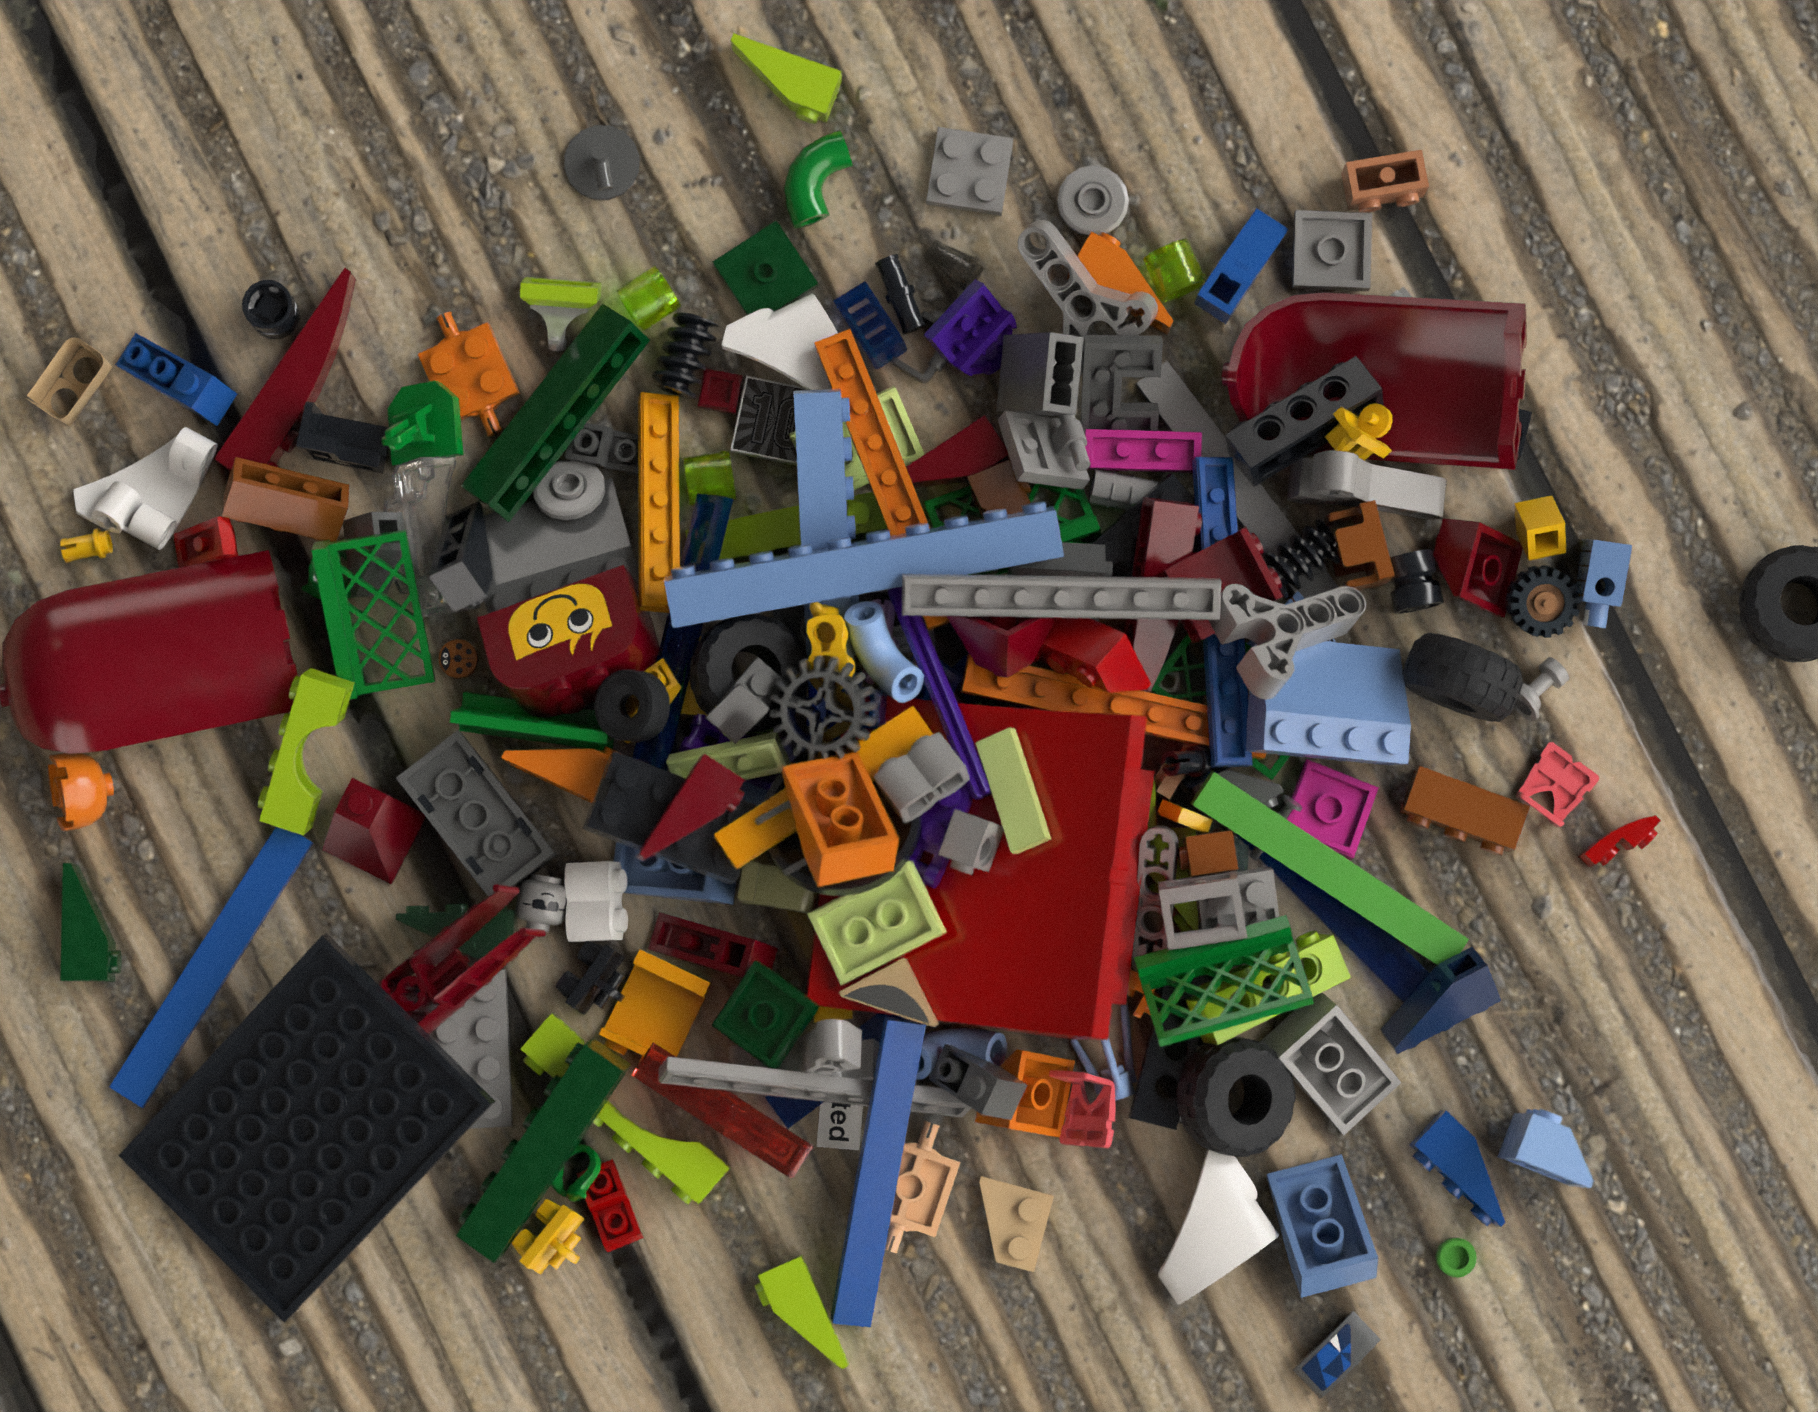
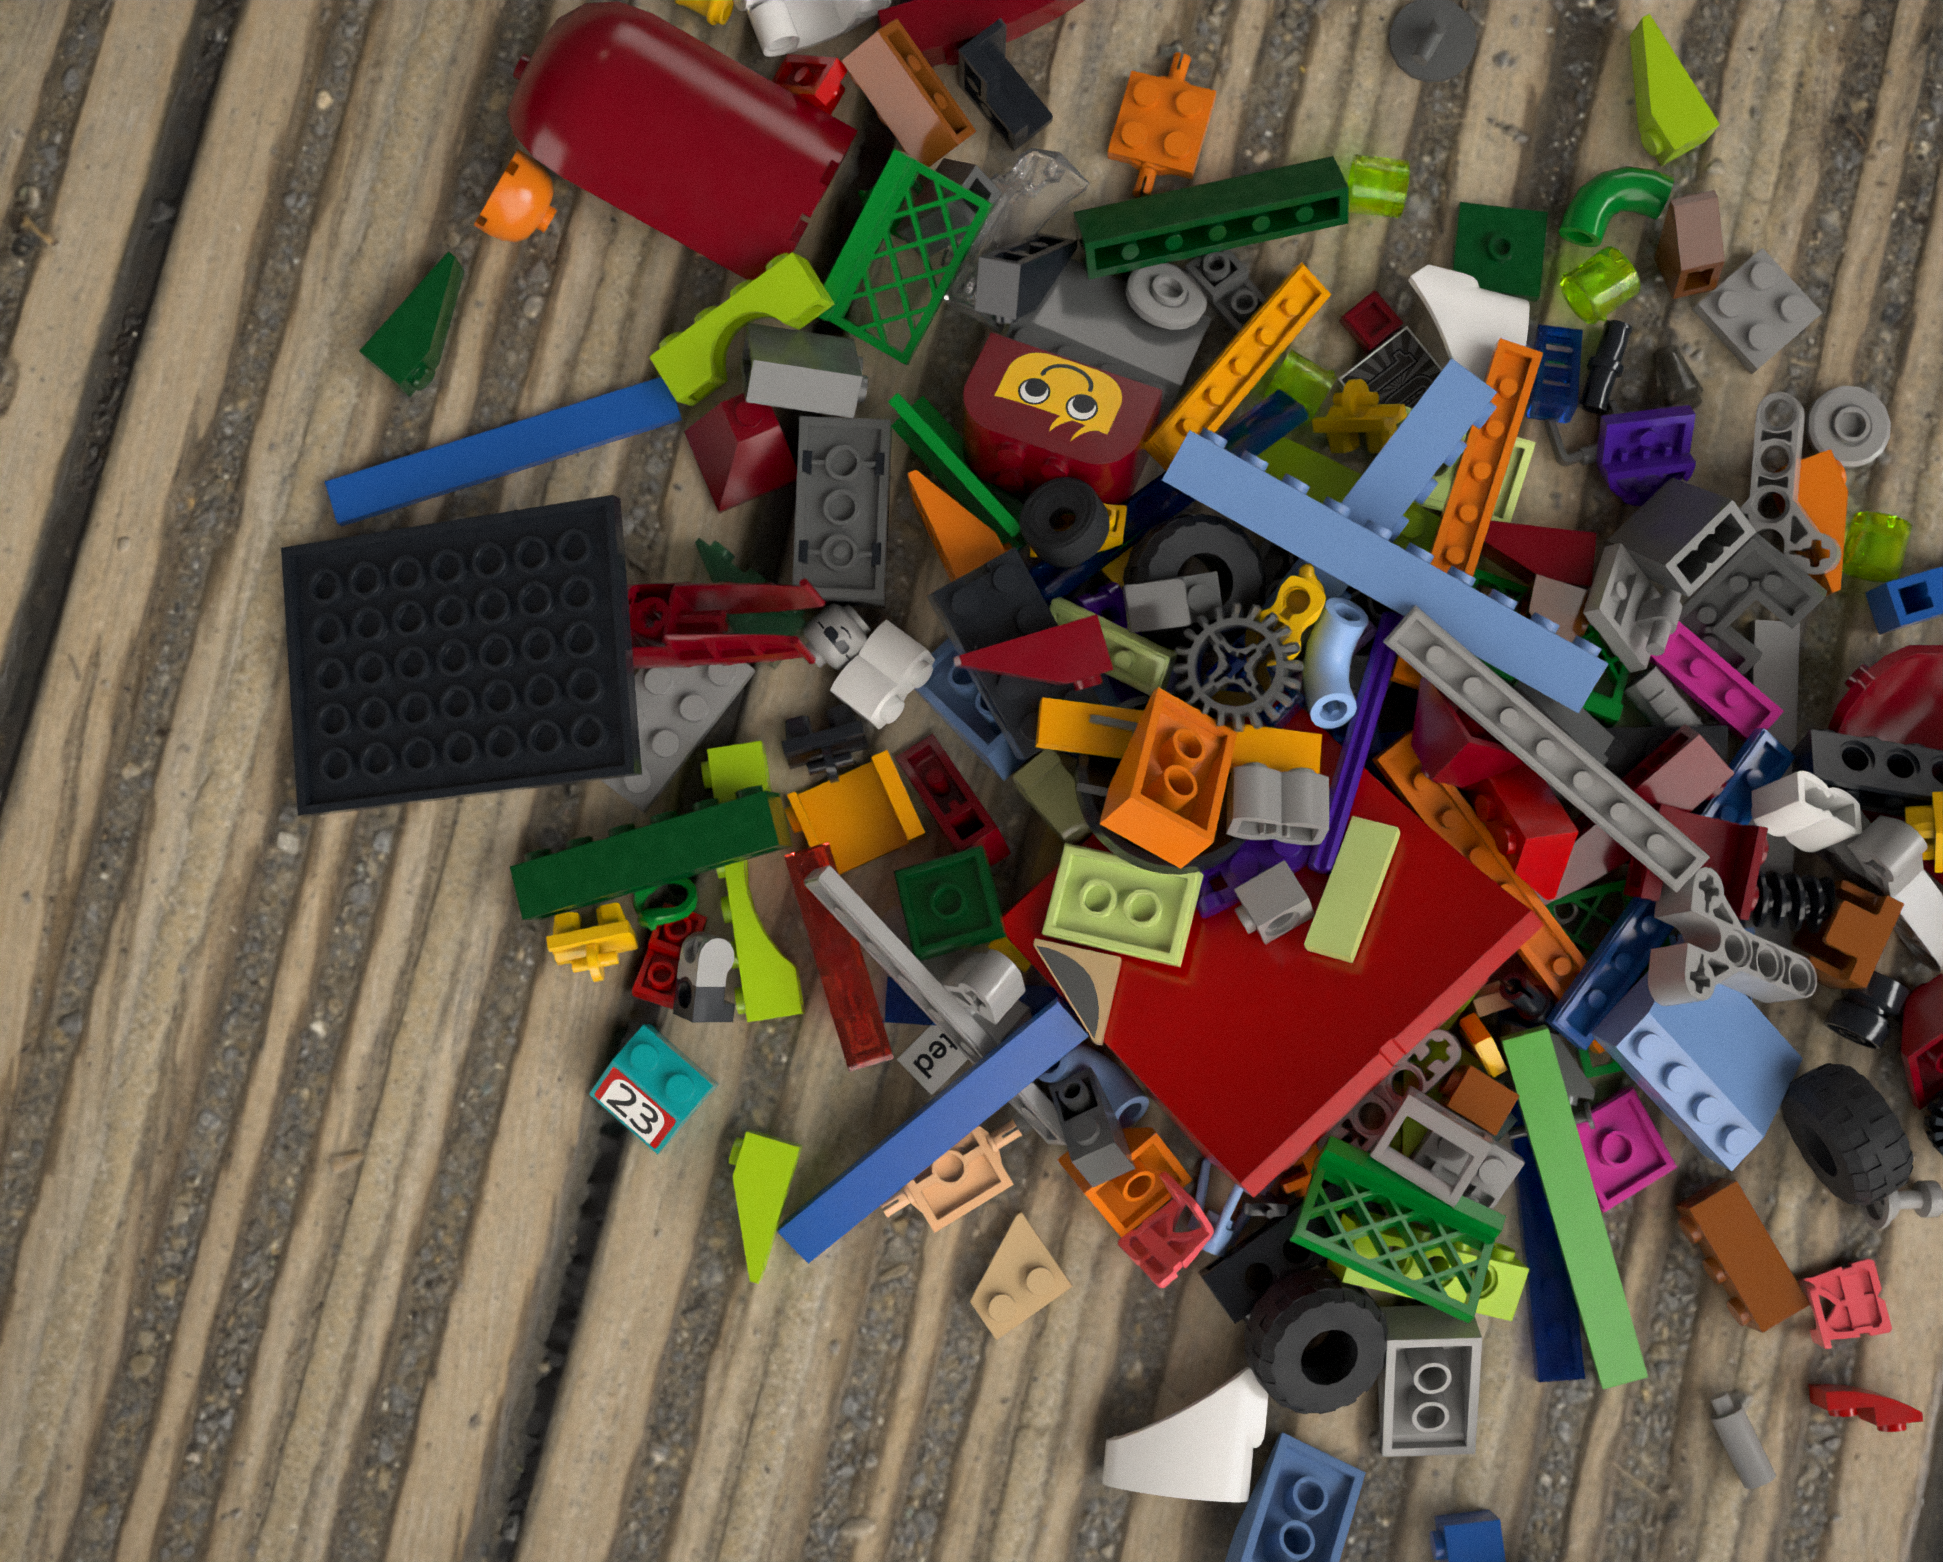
camera: 40 degrees right, 0 degrees up
(371, 746) = (802, 371): none -> dark grey brick
(423, 423) = (1088, 130): green piece -> none
(458, 659) = (943, 364): dark orange tile -> none
(559, 303) = (1292, 128): lime piece -> none
(645, 1200) = (702, 979): none -> leg
(672, 1301) = (652, 1087): none -> teal slope
(684, 354) = (1367, 258): black piece -> none
(763, 465) = (1356, 412): none -> yellow hips
(851, 243) = (1600, 285): none -> clear neon green piece
(889, 169) = (1691, 245): none -> reddish brown slope
(1132, 1038) = (1263, 1205): none -> black piece
(1265, 491) = (1806, 811): none -> white brick
(1444, 998) = (1580, 1413): dark blue slope -> none
(1562, 930) = (1741, 1442): none -> light grey cylinder

